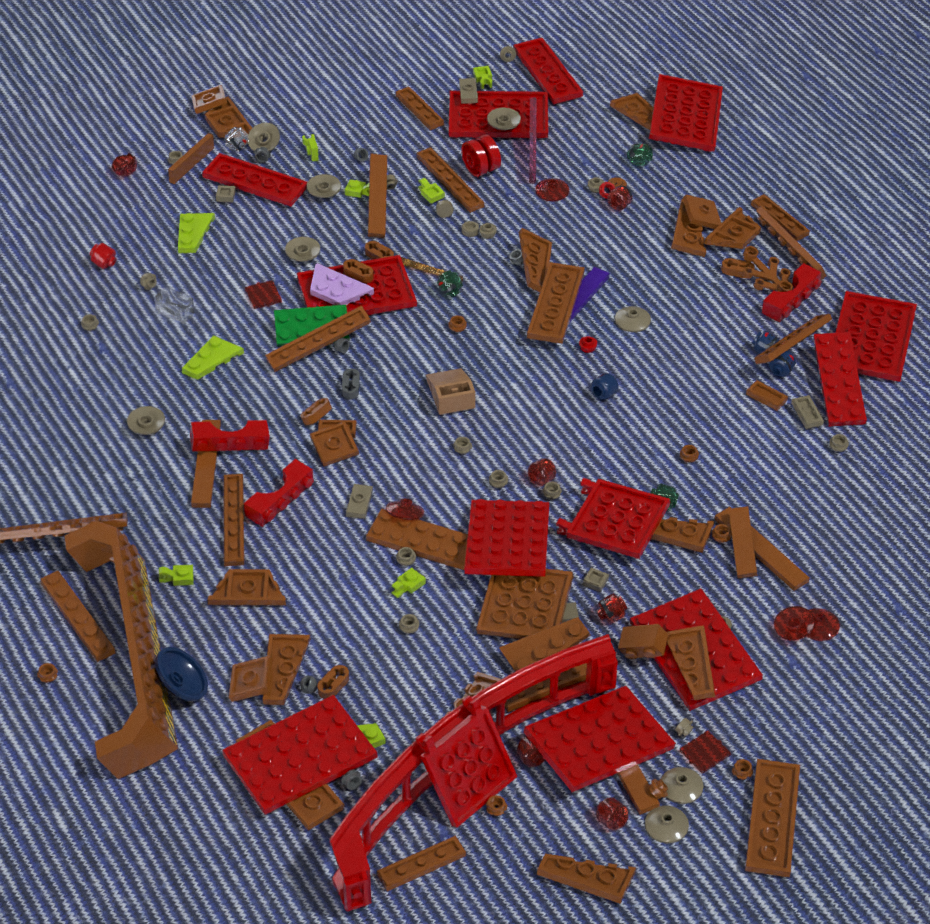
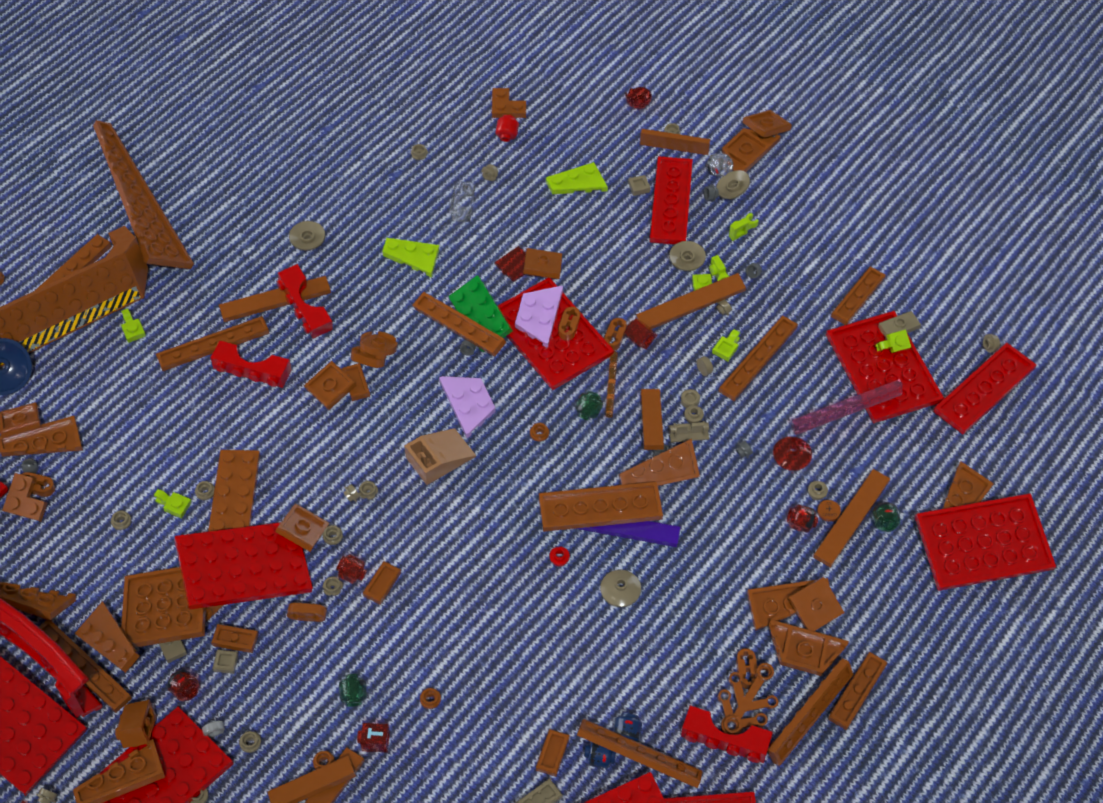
camera: 70 degrees right, 10 degrees up
(69, 255) = (502, 105): none -> dark orange plate
(247, 588) = (127, 382): dark orange wing -> none
(278, 272) = (542, 263): none -> dark orange plate
(302, 249) = (586, 270): dark tan dish -> none
(307, 398) = (378, 345): none -> dark orange plate
(348, 695) = (19, 501): none -> dark orange plate
(350, 172) = (717, 268): none -> lime plate
(354, 384) = (419, 372): dark grey beam -> none
(359, 501) = (266, 431): dark tan plate -> none
(391, 233) = (640, 333): none -> clear red brick
(400, 360) = (468, 400): none -> lavender wing
(405, 509) = (258, 475): clear red dish -> none
(460, 456) = (351, 493): none -> dark tan plate
(481, 155) = (794, 368): red wheel -> none
(482, 252) = (652, 419): none -> dark orange tile
(483, 75) = (940, 332): lime plate -> none
(485, 95) = (895, 341): none -> lime plate
(485, 491) = (302, 527): none -> dark orange plate
(503, 118) = (864, 364): dark tan dish -> none
(504, 236) = (684, 432): none -> dark tan hinge
(538, 211) = (744, 449): none -> dark grey plate
(562, 459) = (382, 582): none -> dark orange tile
(572, 508) = (306, 612): none -> dark orange beam
(579, 563) = (235, 638): none -> dark orange plate
(604, 386) = (496, 589): dark blue head -> none
(609, 185) = (811, 496): red plate -> none
(615, 517) = (304, 654): red plate -> none
(627, 172) = (851, 518): none -> dark orange tile
(663, 596) = (213, 729): none -> light grey tile
(684, 534) = (311, 717): dark orange wing -> none
(684, 577) = (247, 736): none -> dark tan plate
(714, 493) = (374, 737): none -> clear red brick

